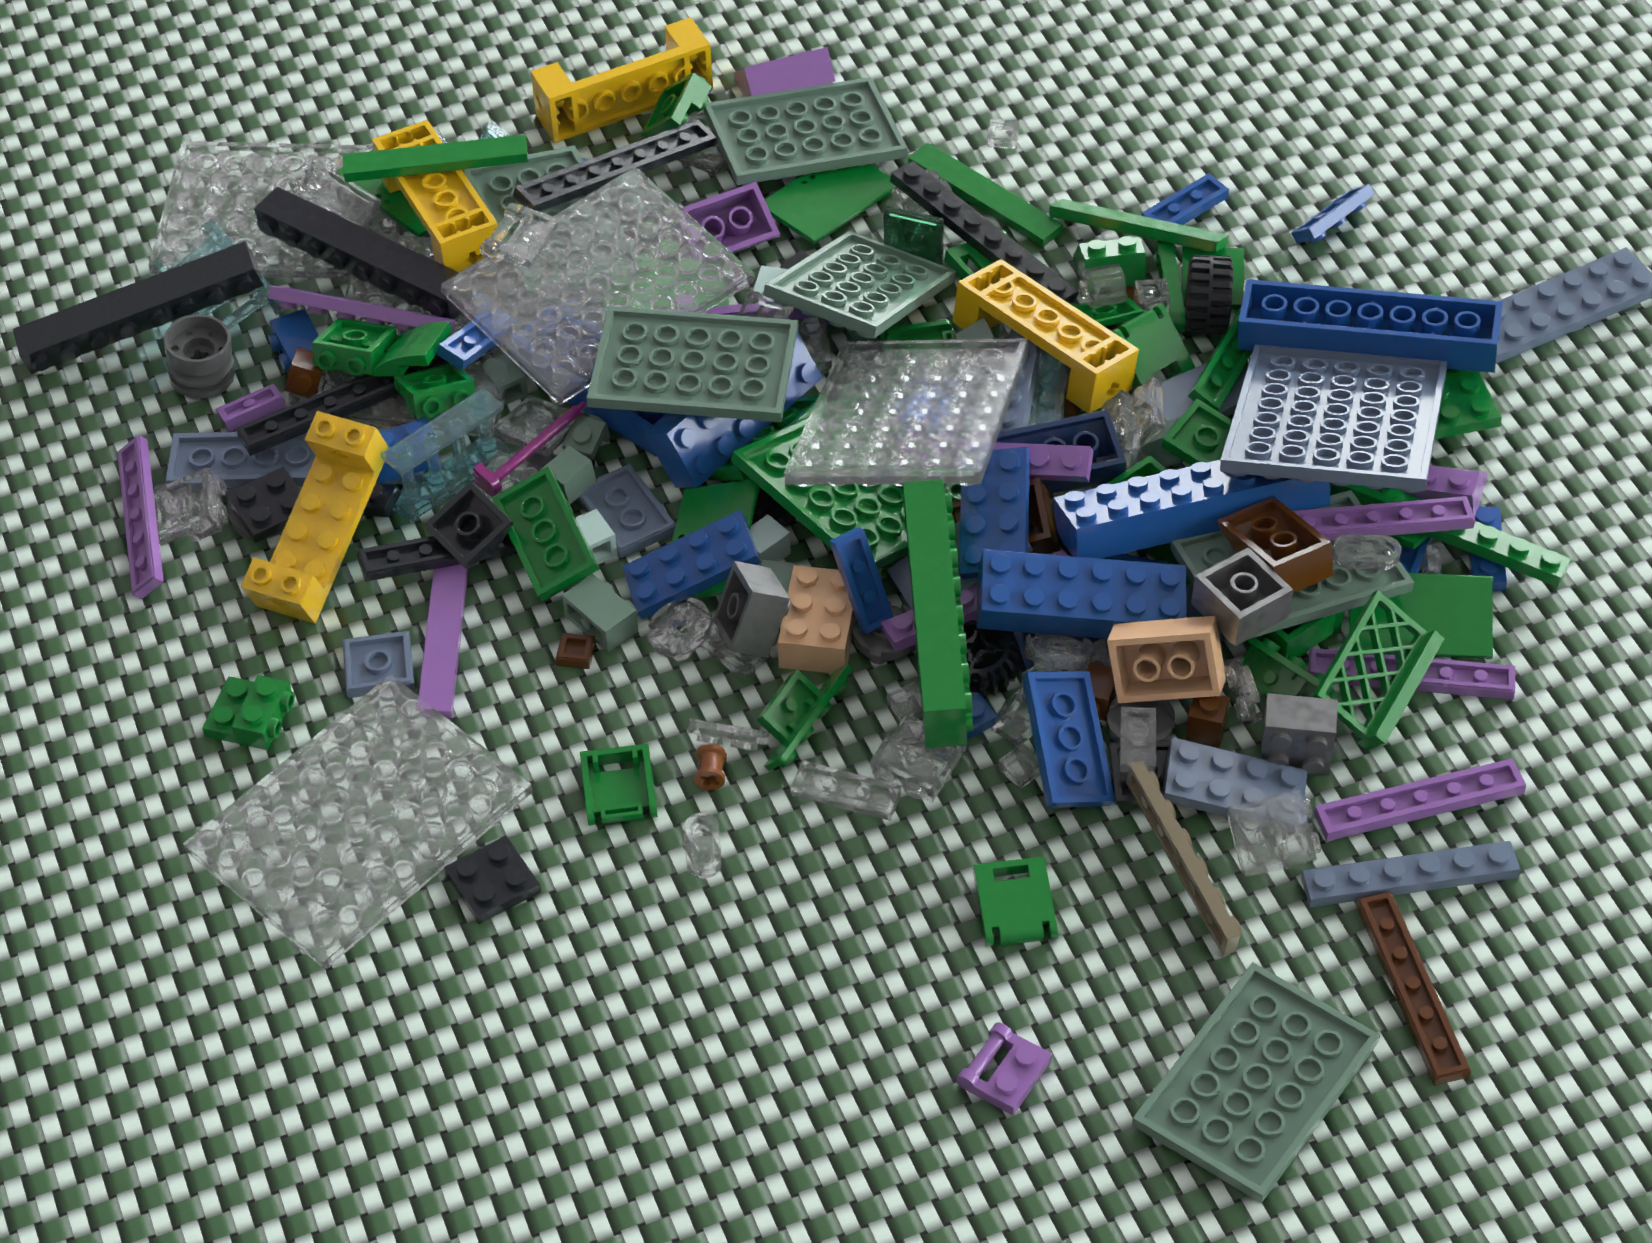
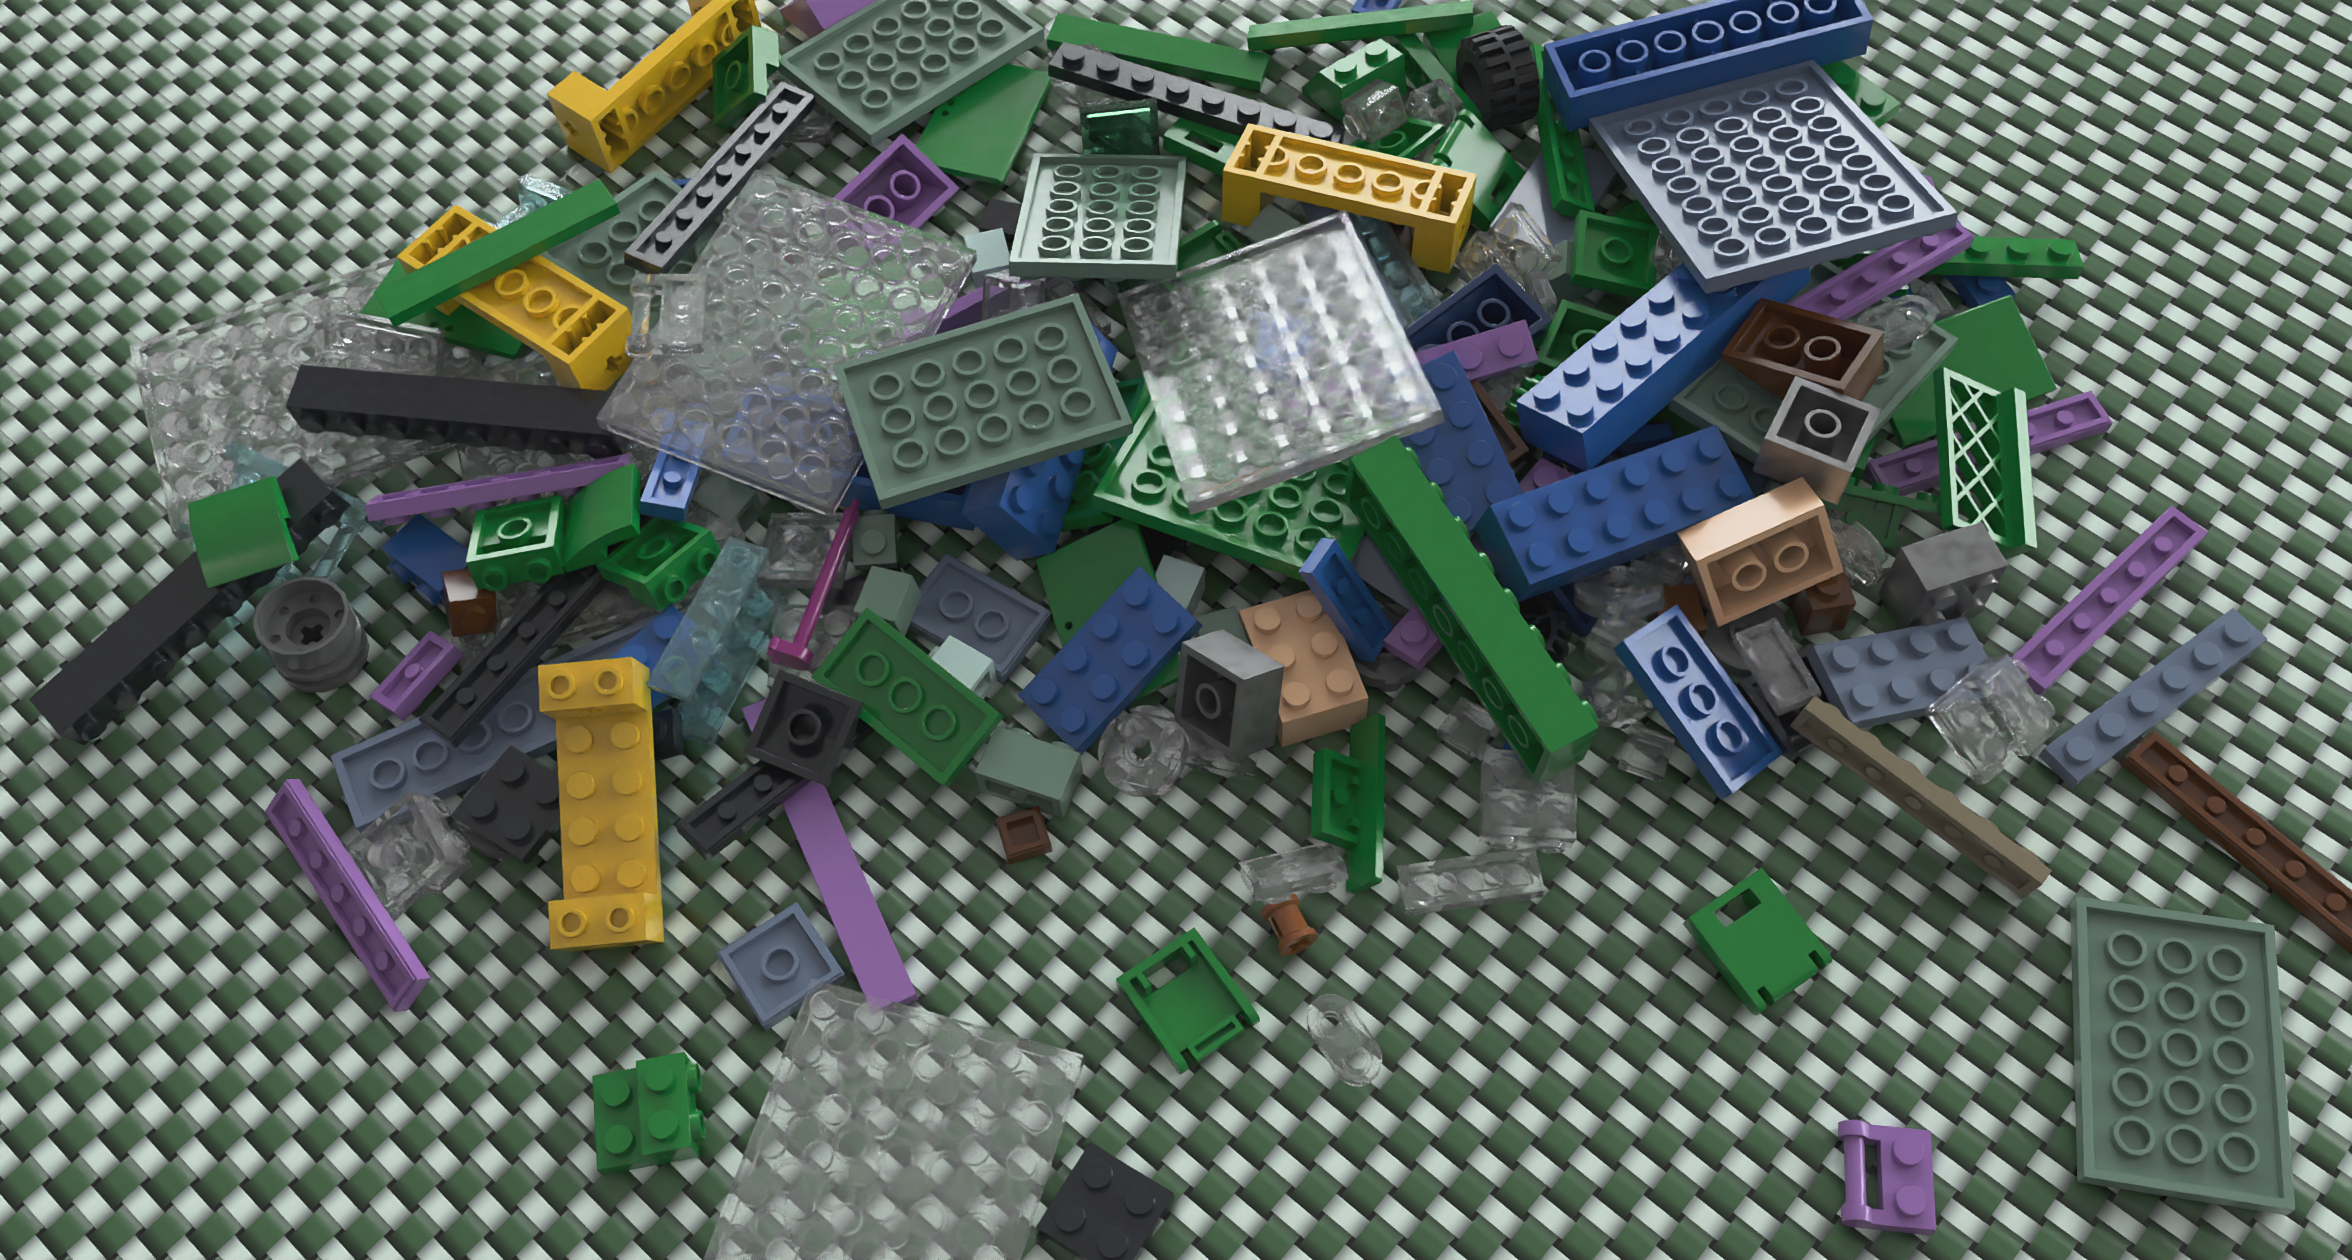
camera: 25 degrees left, 10 degrees up
(186, 272) = (241, 532): none -> green slope

